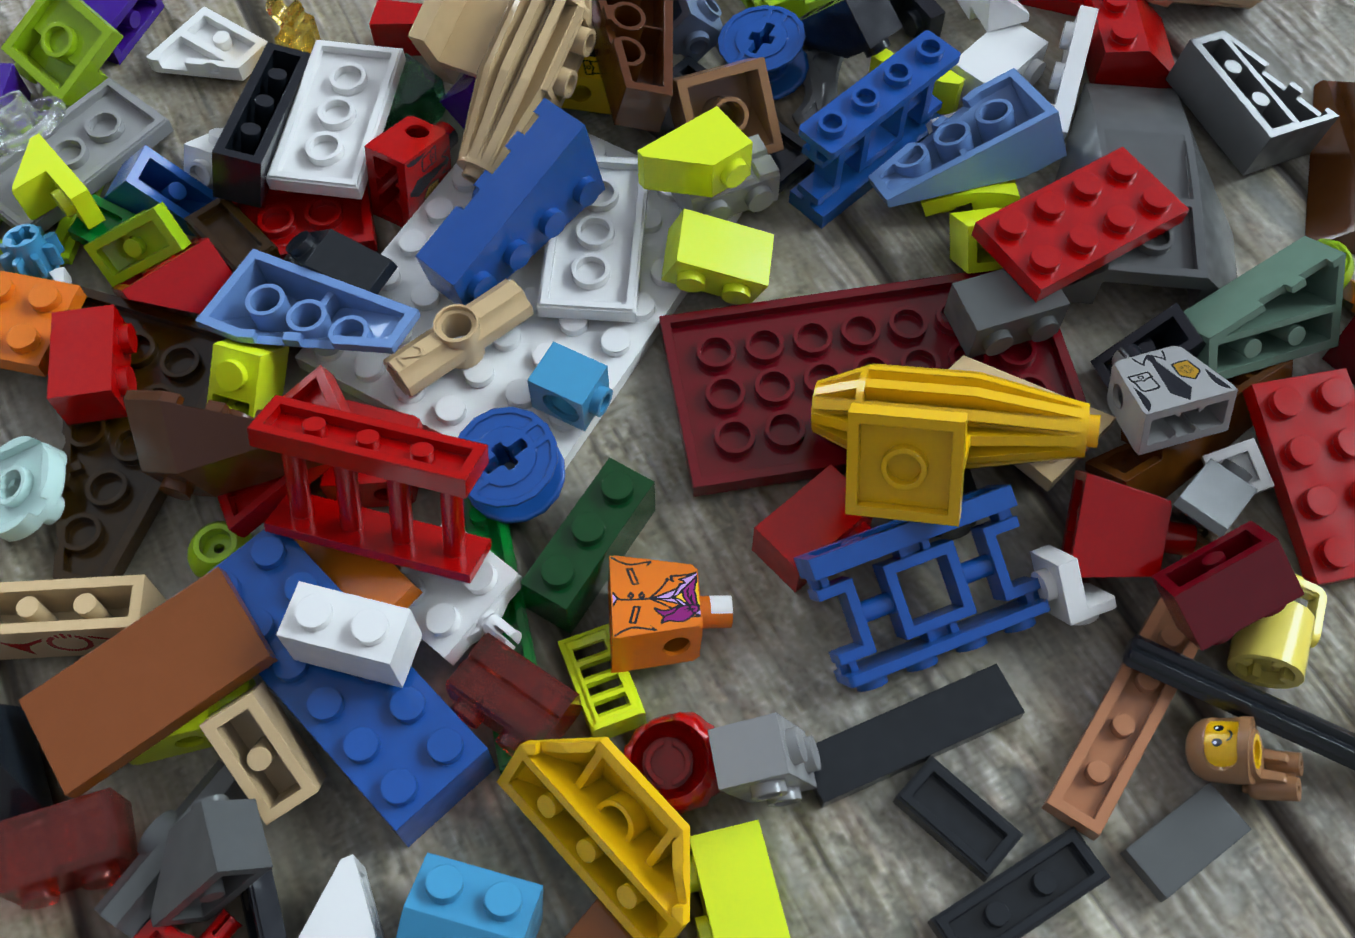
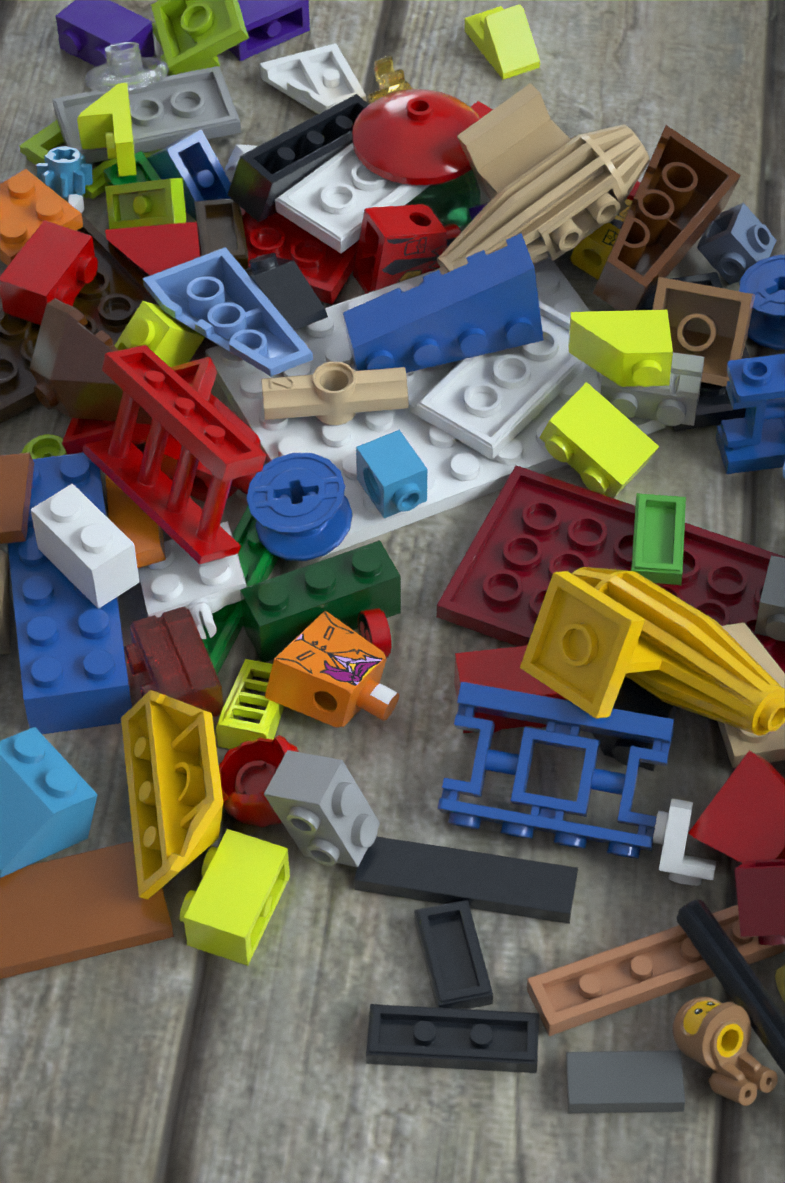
camera: 35 degrees right, 10 degrees down
(355, 56) = (414, 137): none -> red dish
(658, 543) = (375, 629): none -> red tile
(832, 318) = (659, 538): none -> bright green tile

